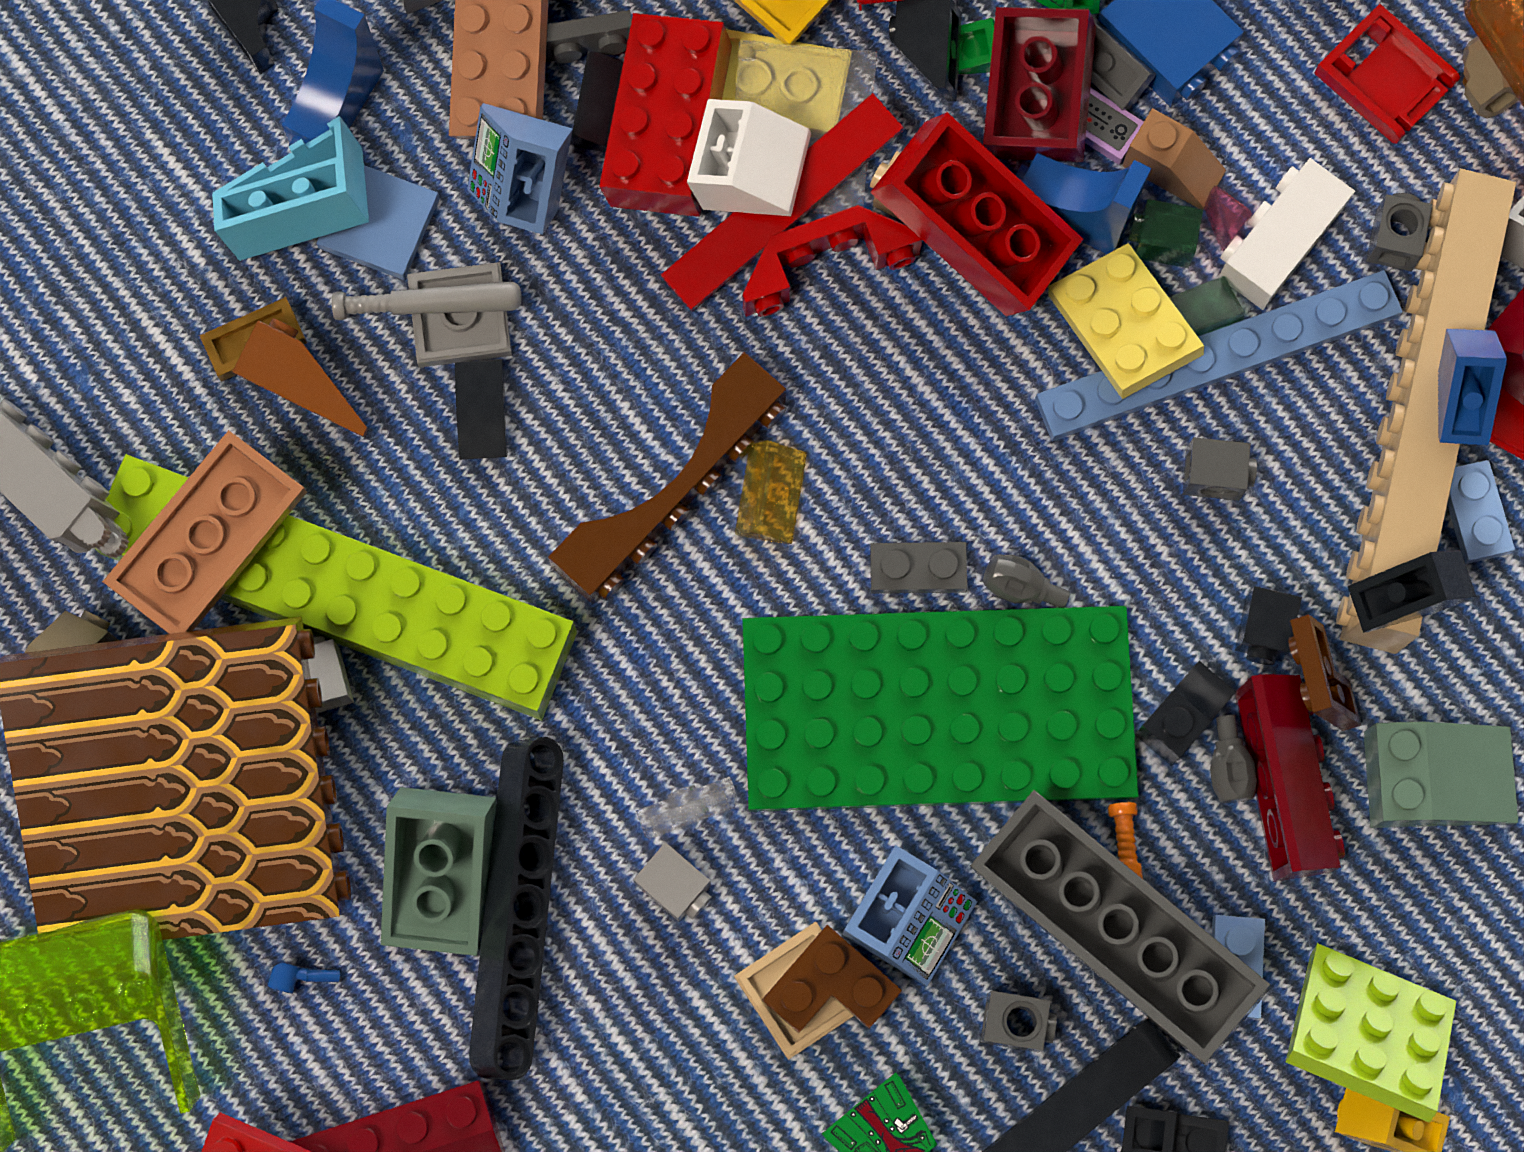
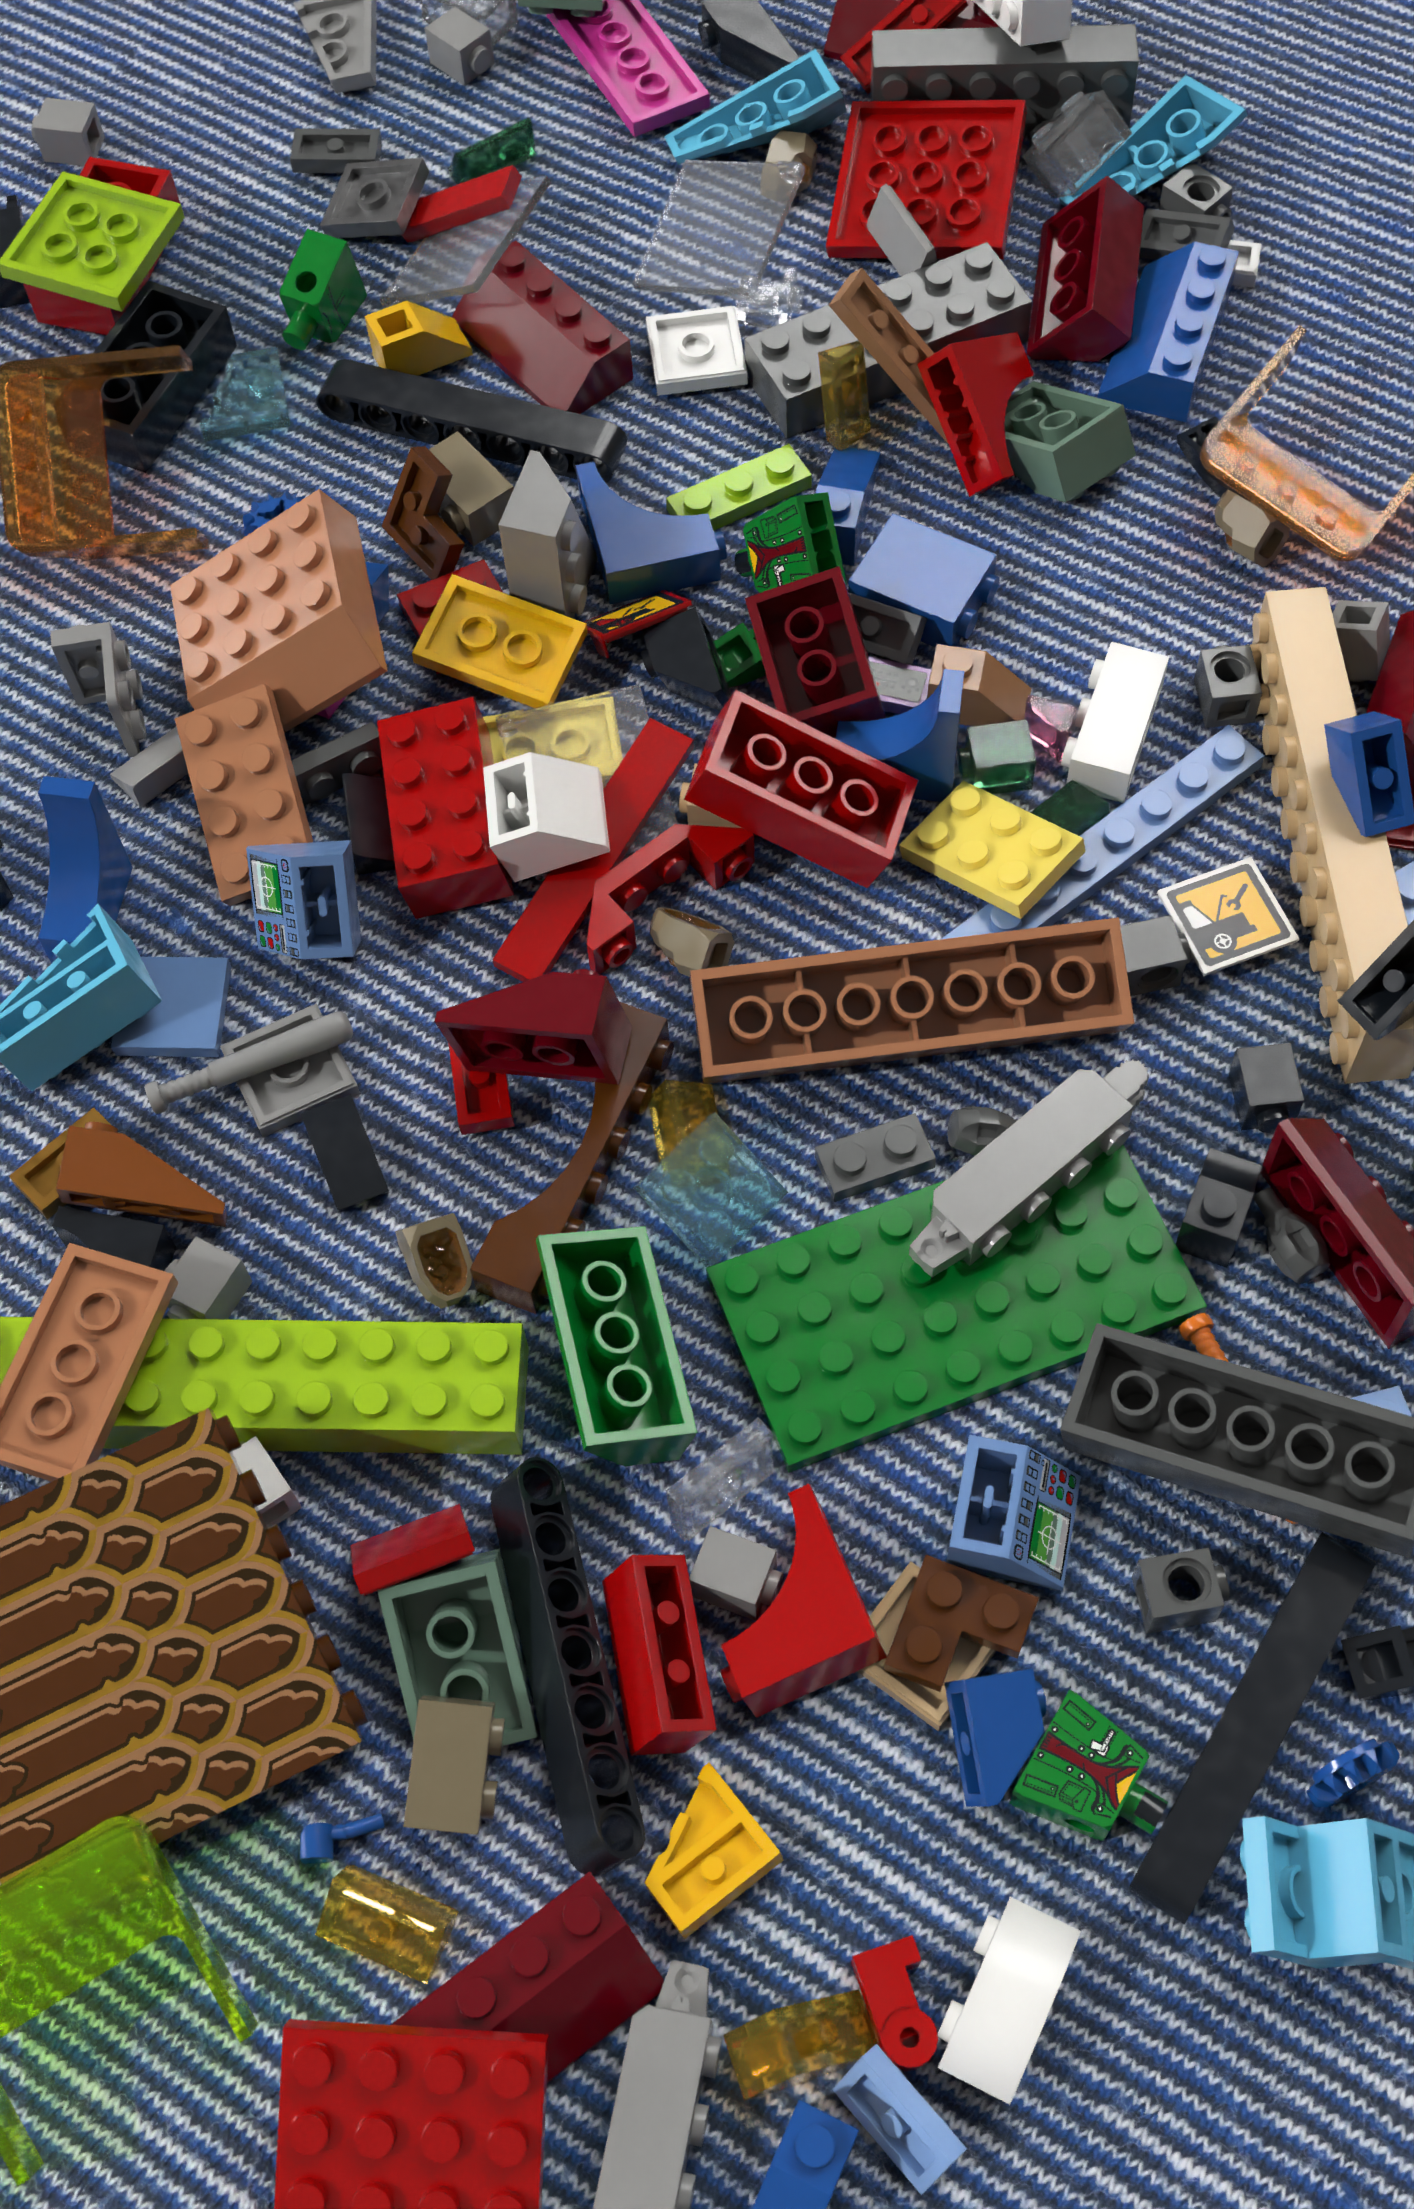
camera: 15 degrees left, 15 degrees down
(271, 431) = (117, 1236): none -> black arch
(318, 1054) = (386, 1922): none -> clear yellow slope
(331, 489) = (208, 1282): none -> light grey brick
(402, 958) = (451, 1765): none -> dark tan brick
(425, 776) = (410, 1550): none -> red tile
(526, 532) = (437, 1259): none -> rock
(576, 1094) = (710, 1856): none -> yellow wing
(589, 928) = (658, 1655): none -> red brick
(614, 382) = (480, 1098): none -> red plate
(642, 664) = (617, 1345): none -> green slope
(679, 371) = (543, 1028): none -> dark red slope
(719, 949) = (811, 1629): none -> red arch
(769, 553) = (710, 1190): none -> clear light blue plate
(828, 1079) = (994, 1730): none -> blue slope
(835, 318) = (690, 940): none -> dark tan rock
(997, 446) = (911, 1000): none -> nougat brick
(1037, 629) = (1028, 1165): none -> light grey hinge
(1303, 456) = (1228, 916): none -> piece
(1324, 688) = (1353, 1120): reddish brown plate -> none
(1395, 81) = (1160, 562): red container -> none

